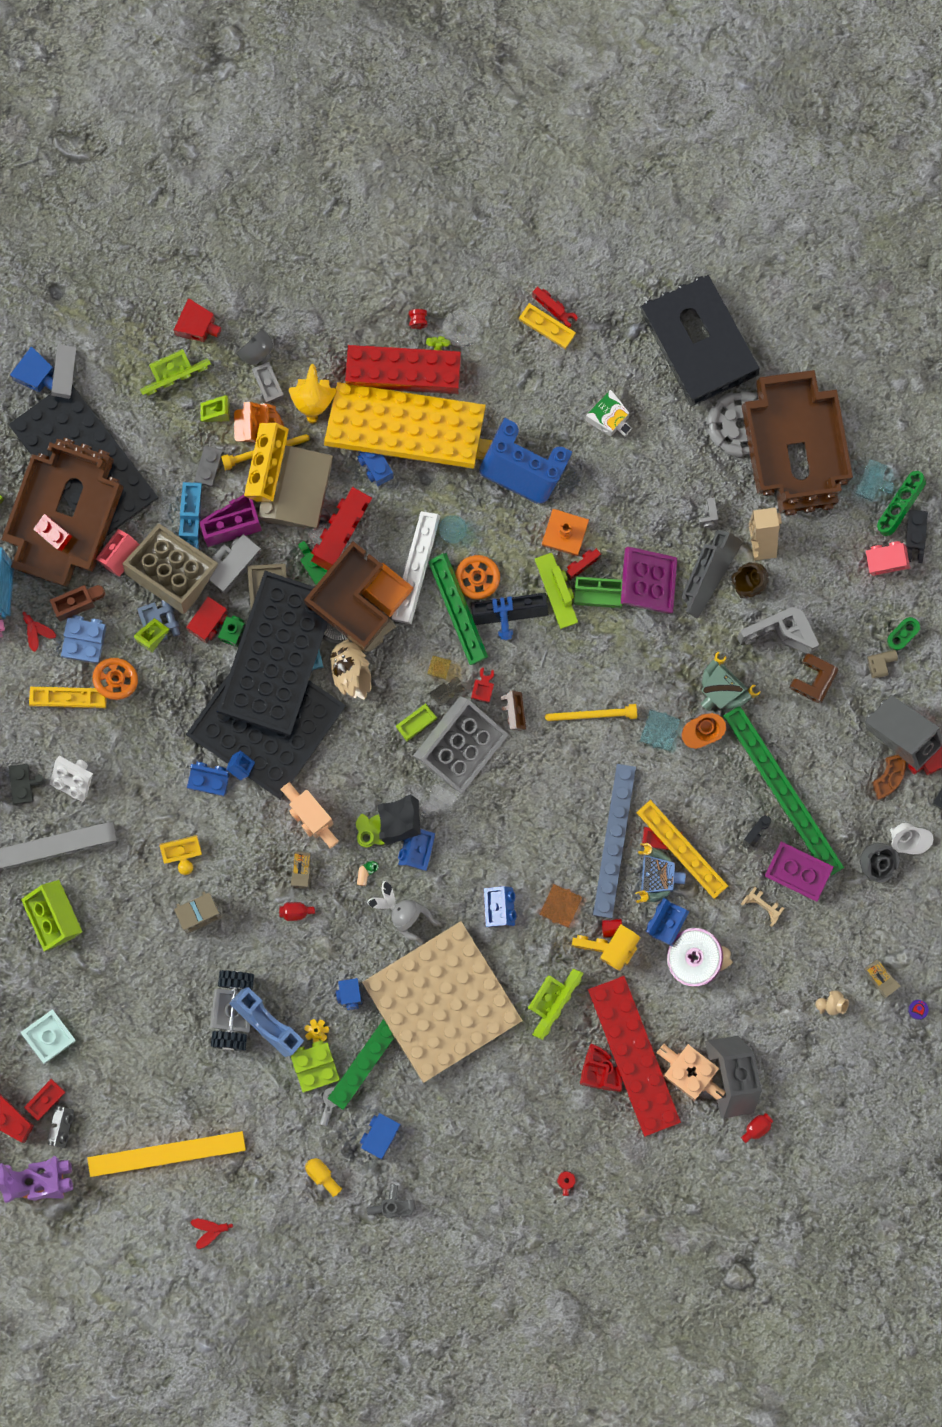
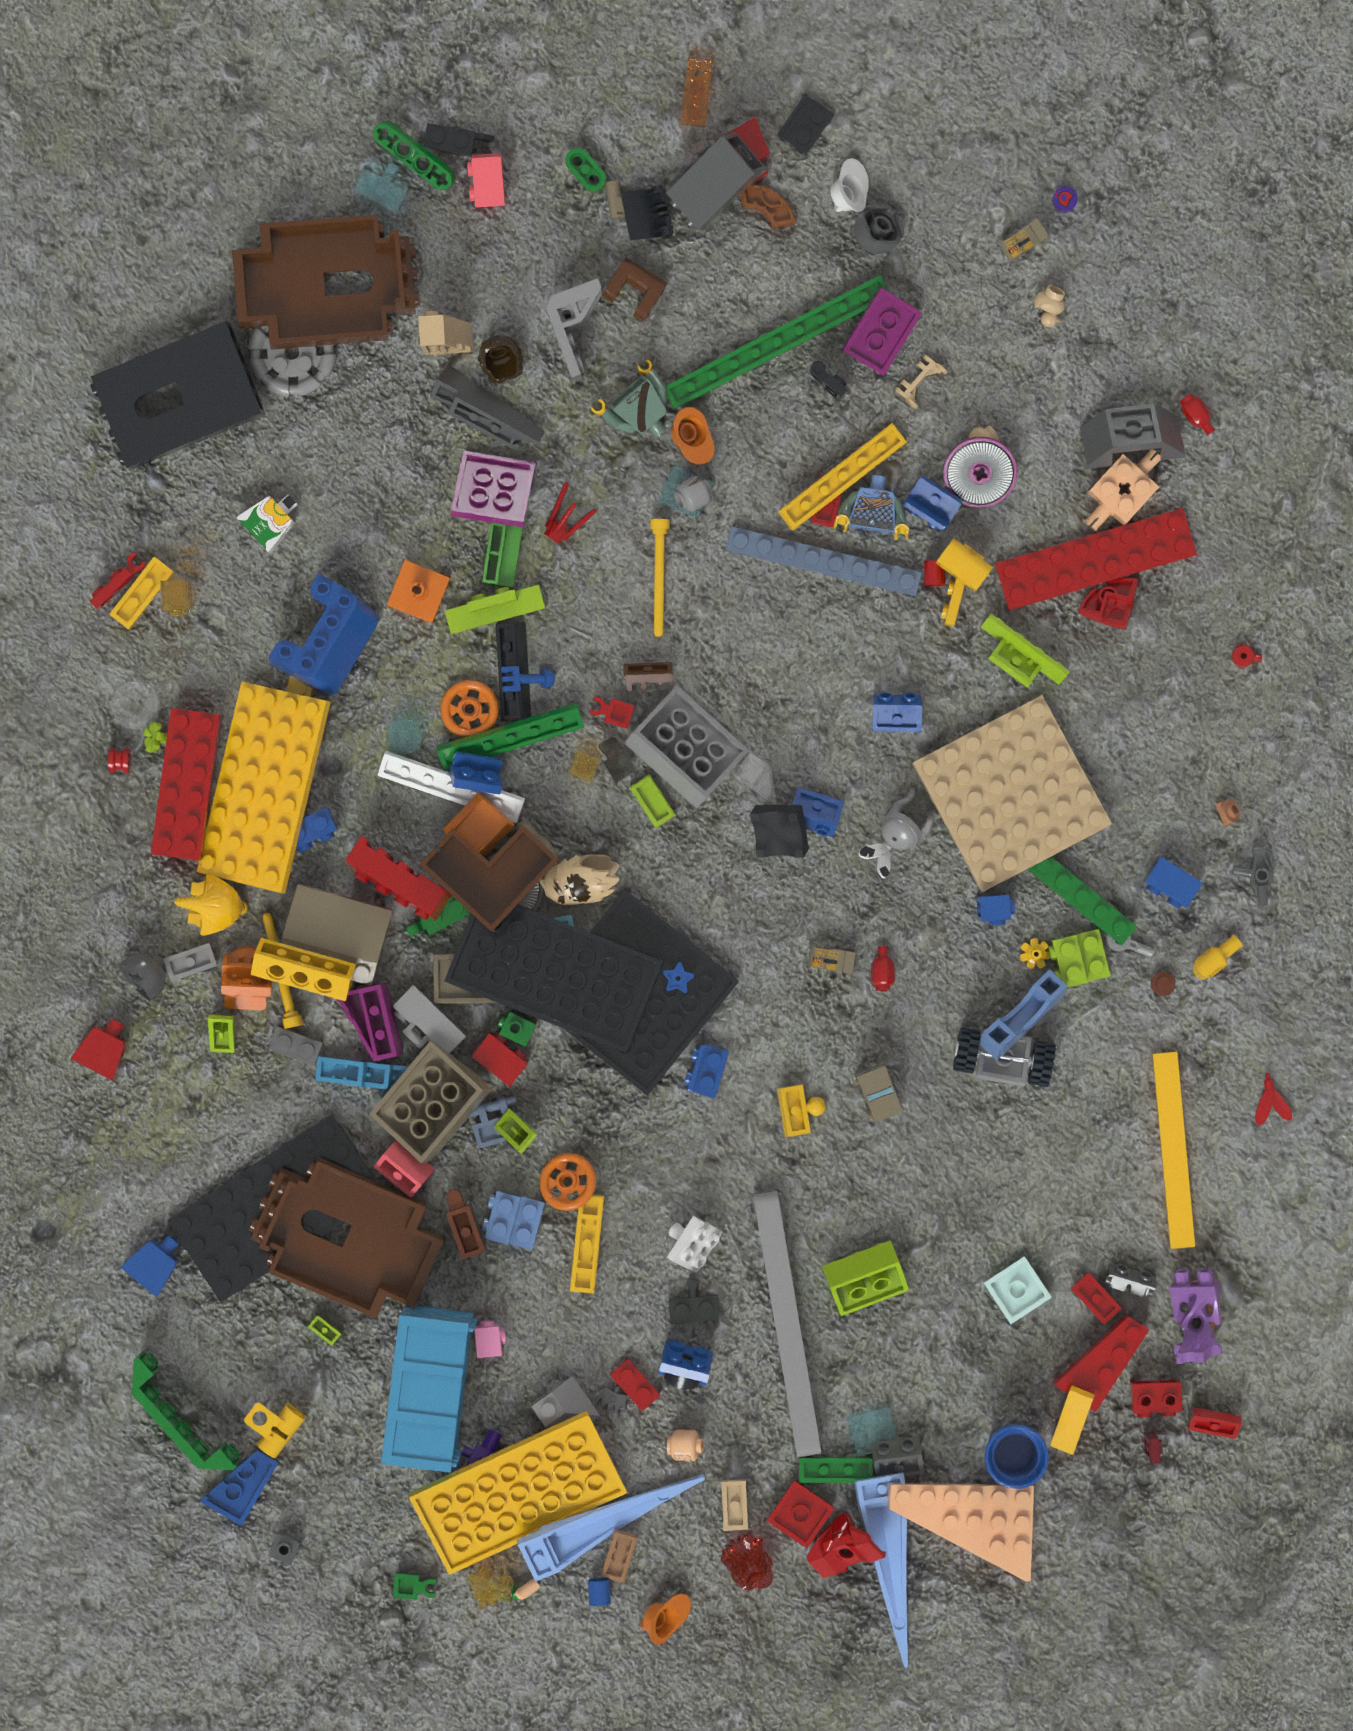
camera: 90 degrees left, 10 degrees up
(33, 629) = (492, 1281): red piece -> none
(52, 532) = (372, 1251): plate -> none
(63, 371) = (155, 1226): light grey tile -> none
(172, 368) = (163, 1085): lime bracket -> none
(240, 765) = (693, 1028): blue slope -> none
(283, 750) = (682, 983): none -> blue plate
(299, 1135) = (1163, 983): none -> copper plate
(312, 815) = (763, 942): light nougat brick -> none
(366, 870) = (838, 879): arm -> none
(368, 827) = (782, 870): lime plate -> none
(427, 584) = (476, 773): none -> blue bracket
(440, 1178) = (1228, 811): none -> nougat plate
(545, 350) = (176, 597): none -> clear yellow brick
(560, 905) = (900, 635): clear orange piece -> none
(589, 558) = (456, 564): red plate -> none
(622, 632) = (557, 529): none -> red plant
(658, 734) = (692, 493): none -> light grey head
(710, 511) = (405, 402): light grey bracket -> none
(874, 682) = (647, 213): none -> black hinge

